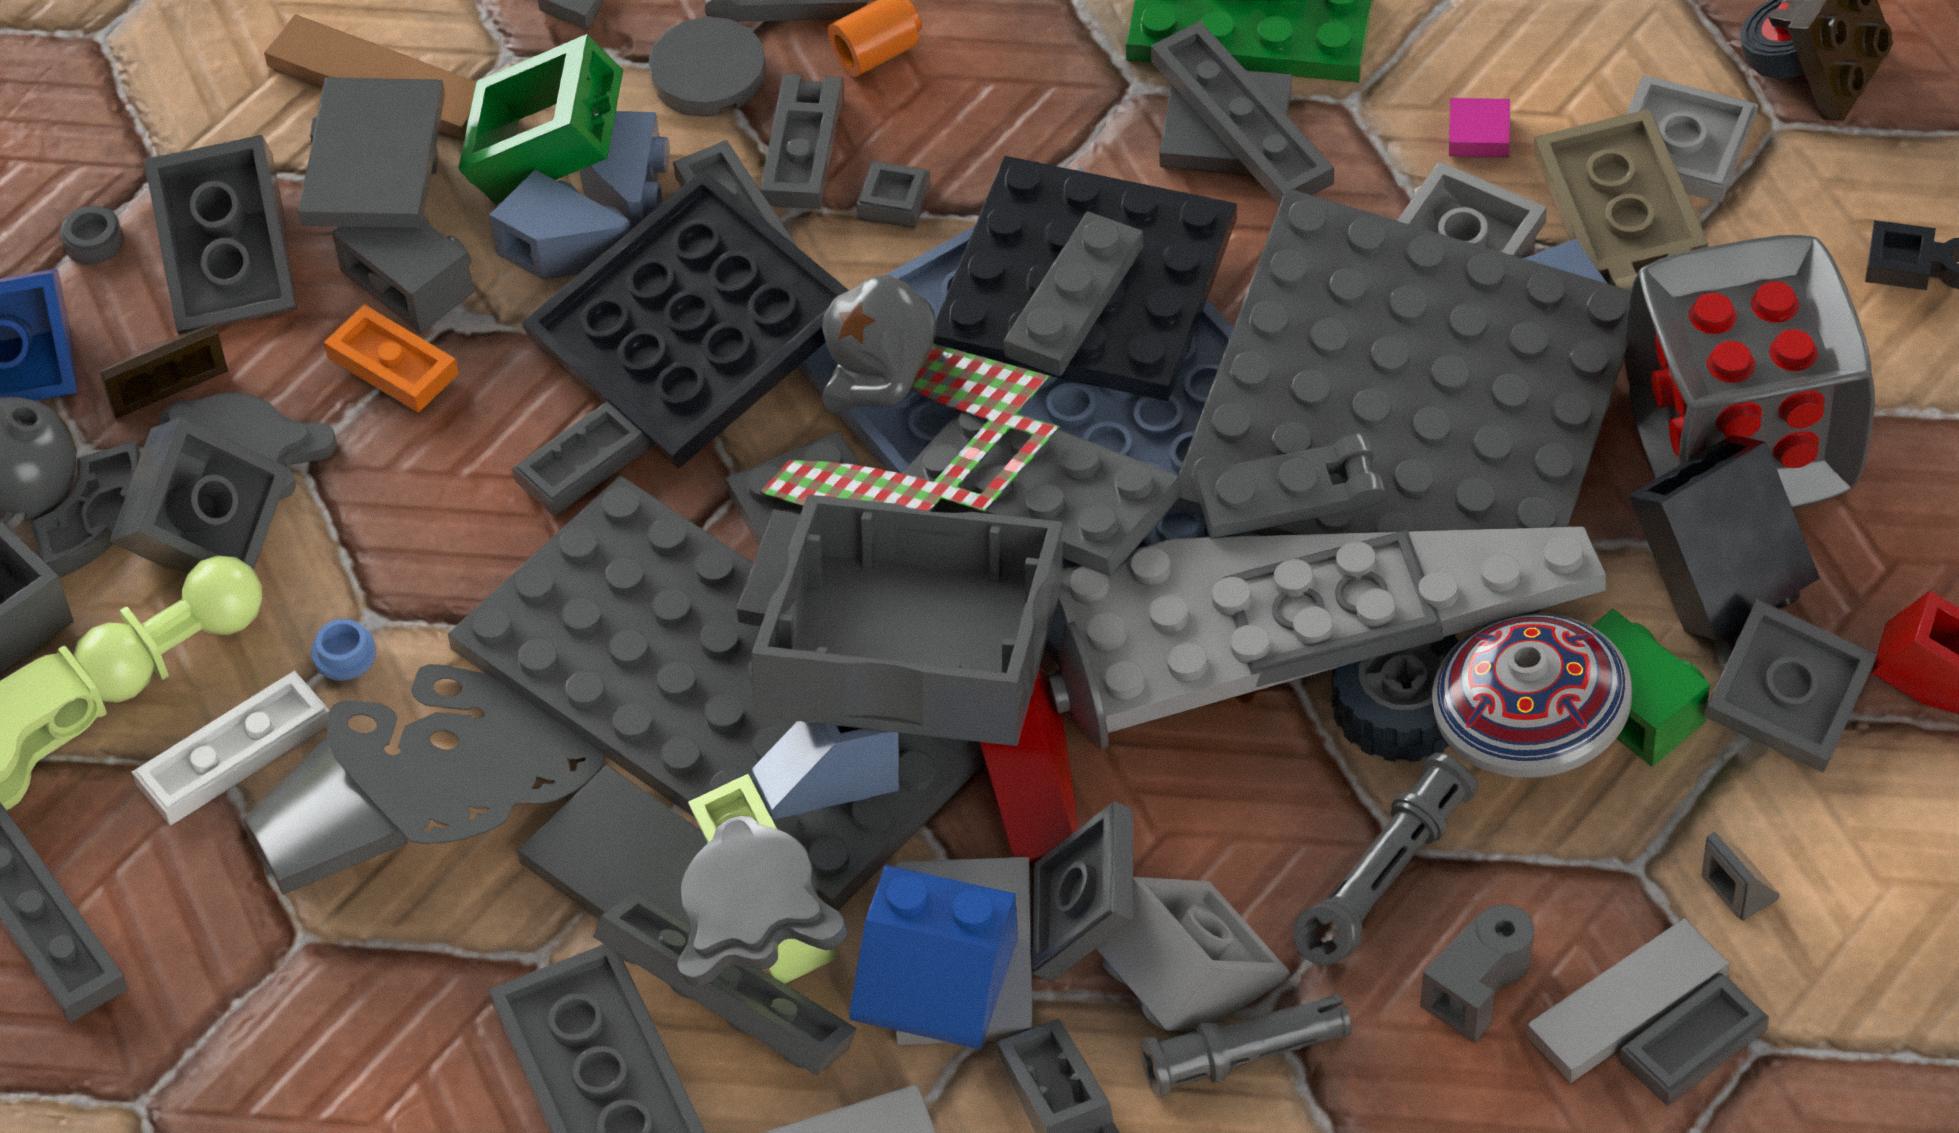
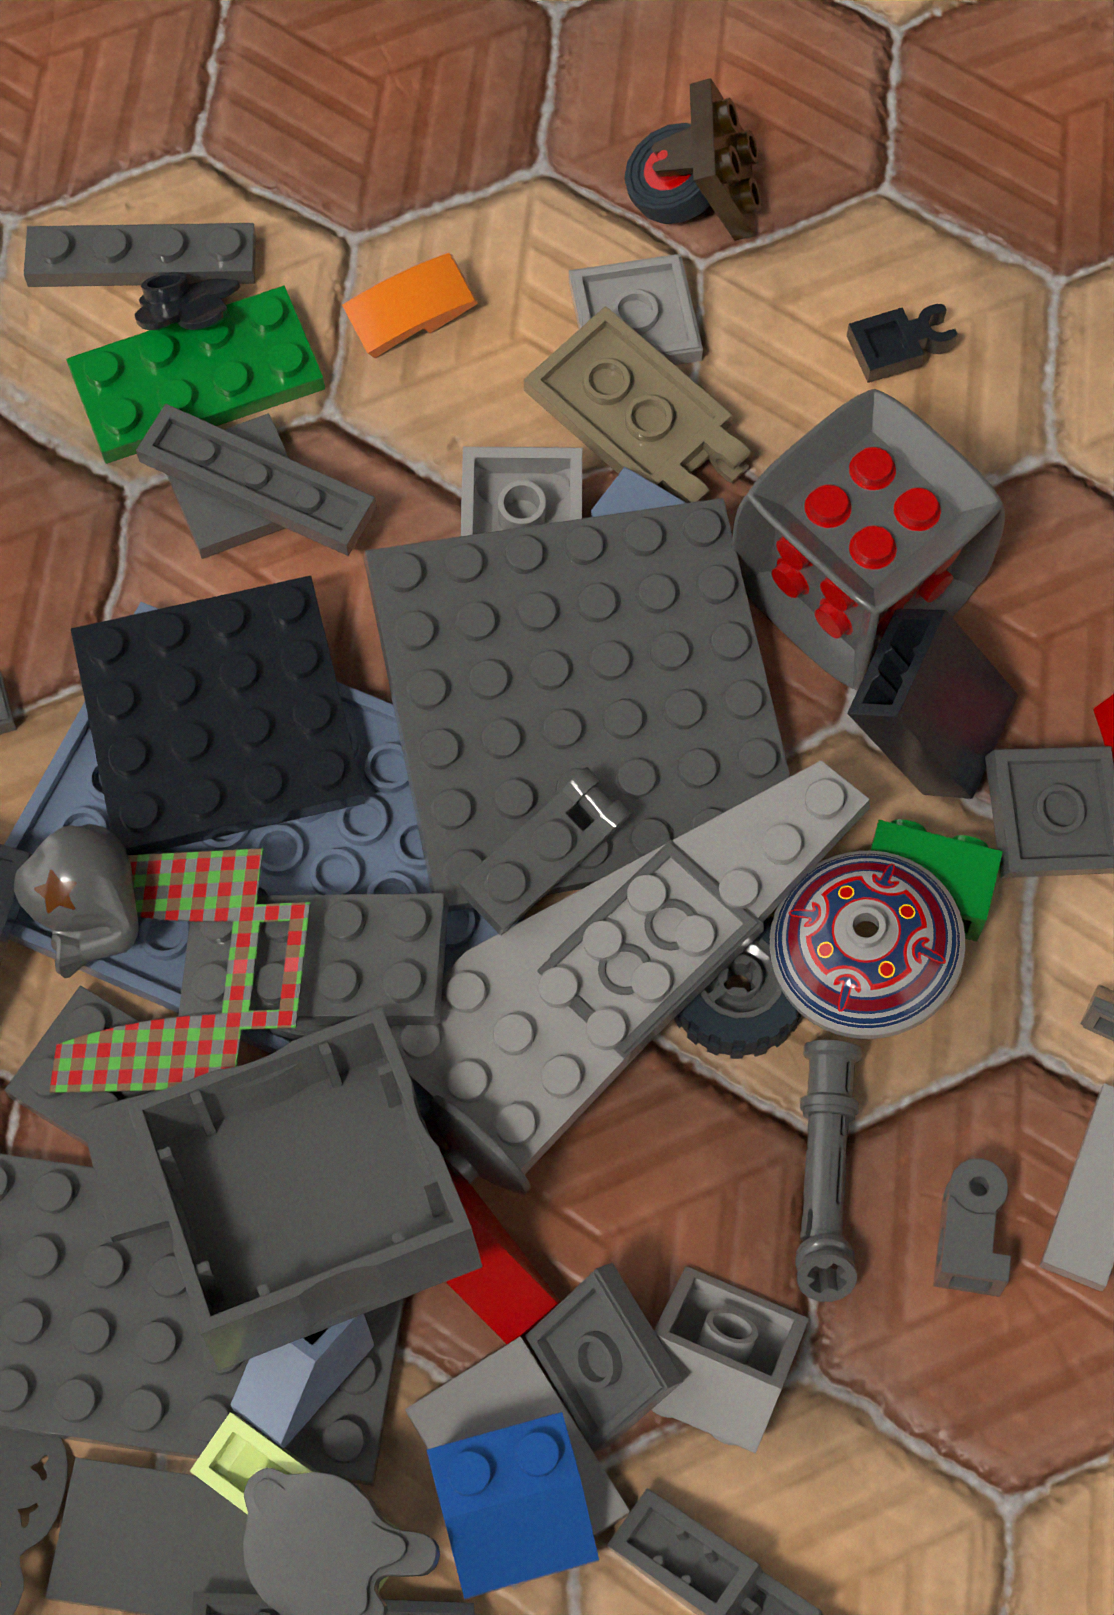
camera: 35 degrees left, 15 degrees up
(1073, 293) = (228, 748): dark grey plate -> none
(1215, 1049) = (800, 1442): dark grey pin -> none
(1479, 127) = (460, 387): dark pink tile -> none
(1485, 37) = (408, 302): none -> orange slope

